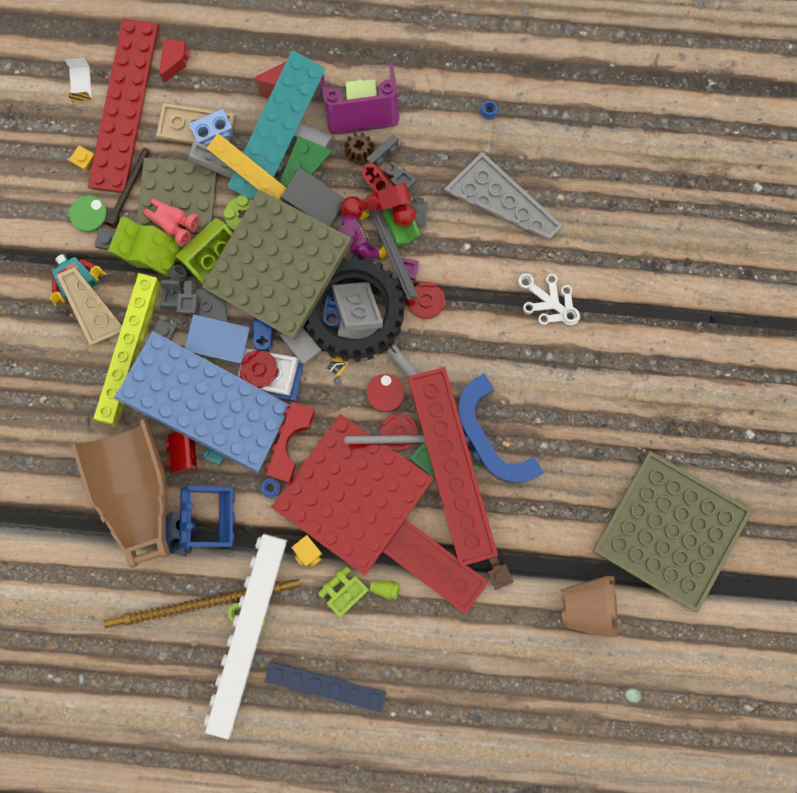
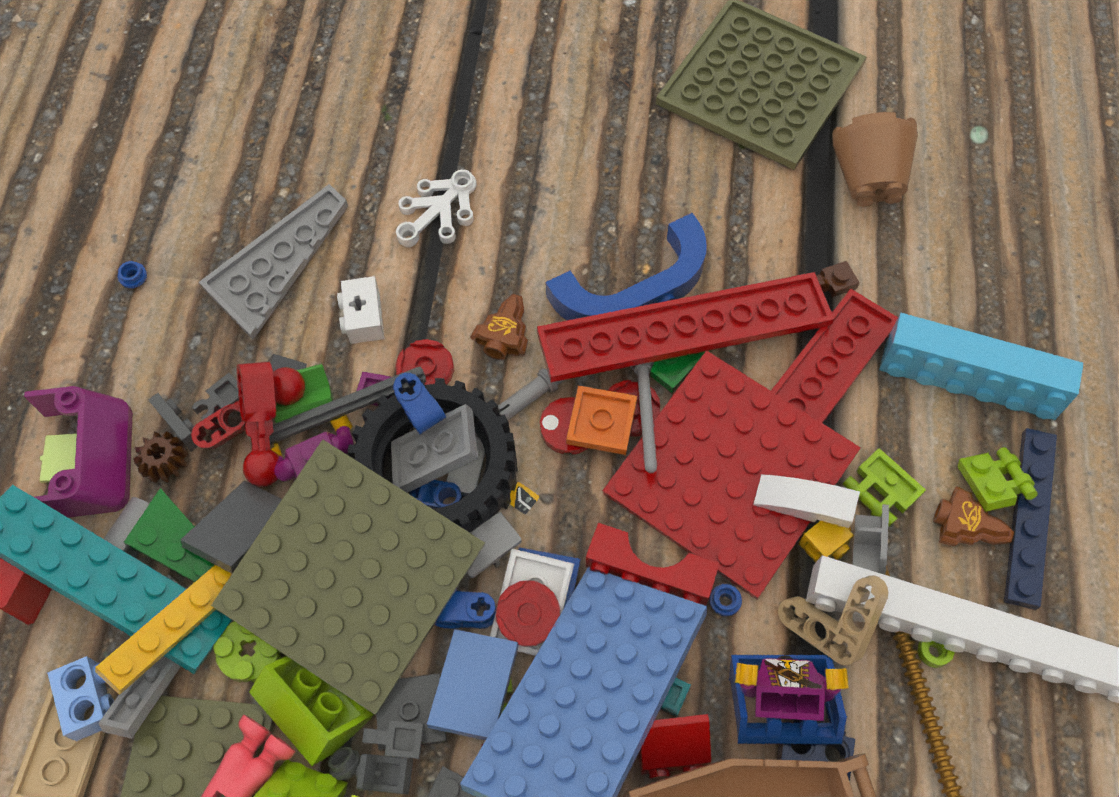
camera: 85 degrees left, 15 degrees down
(205, 513) = (790, 687): none -> magenta torso
(240, 551) = (845, 629): none -> tan beam
(302, 577) = (871, 541): none -> light grey panel
(319, 643) = (967, 522): none -> dark orange rock
(325, 535) = (807, 499): none -> white slope
(345, 659) = (990, 485): none -> lime plate
(380, 295) = (419, 407): none -> blue piece
(384, 411) = (601, 420): none -> orange plate
(385, 589) = (874, 426): lime cone -> none
(425, 663) = (981, 367): none -> medium azure brick
(453, 348) = (503, 331): none -> dark orange rock
(457, 263) = (361, 310): none -> white brick

